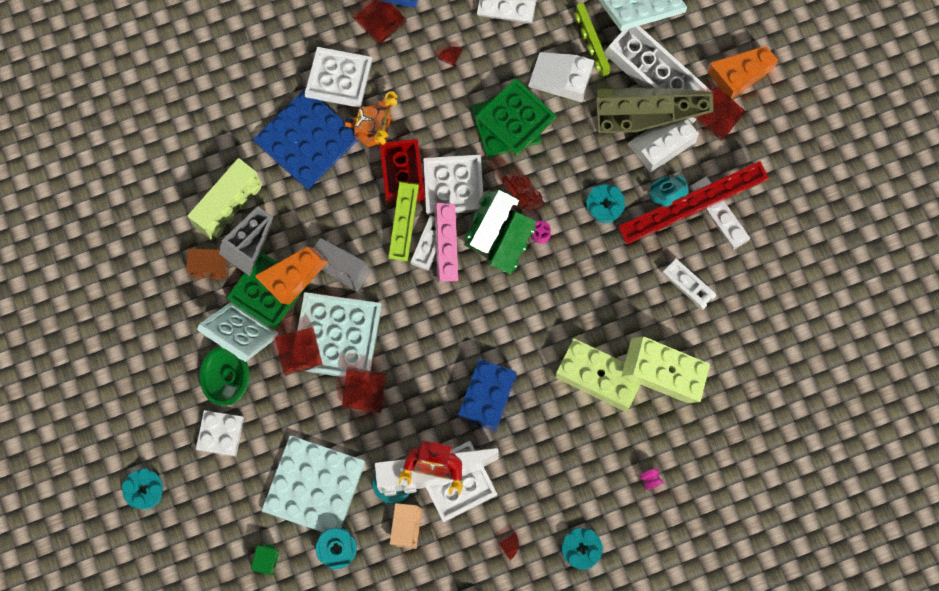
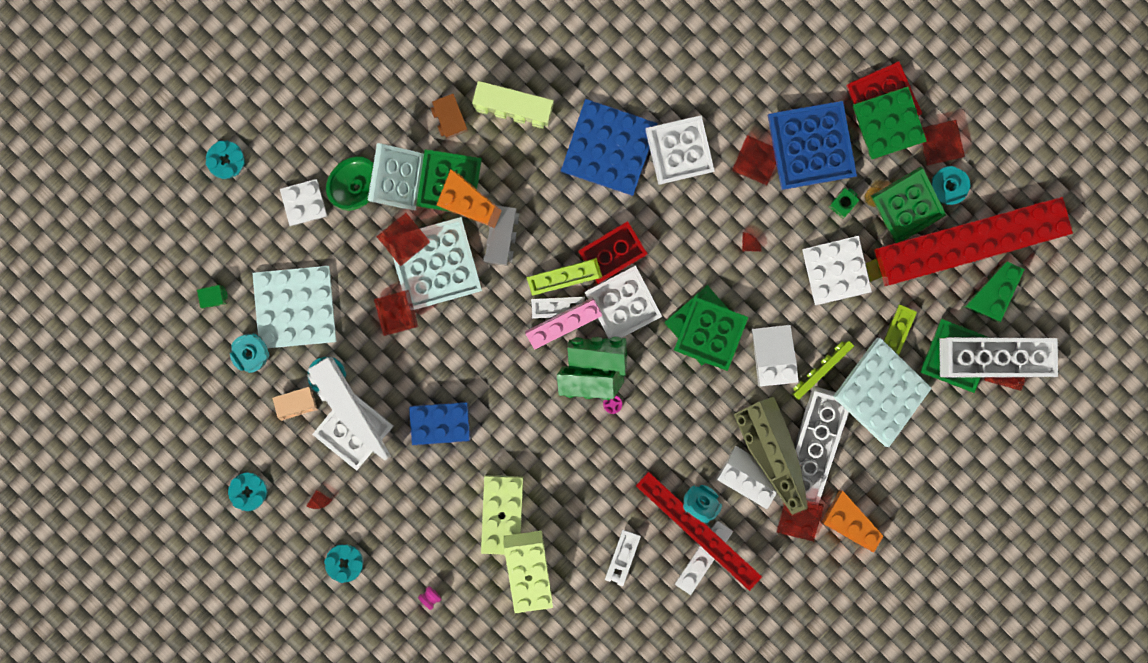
camera: 60 degrees right, 15 degrees up
(246, 240) = (479, 144): light grey wedge -> none
(373, 121) = (648, 203): torso -> none
(435, 461) = (348, 411): red torso -> none
(521, 189) = (641, 372): clear red plate -> none
(612, 195) = (677, 453): teal plate -> none

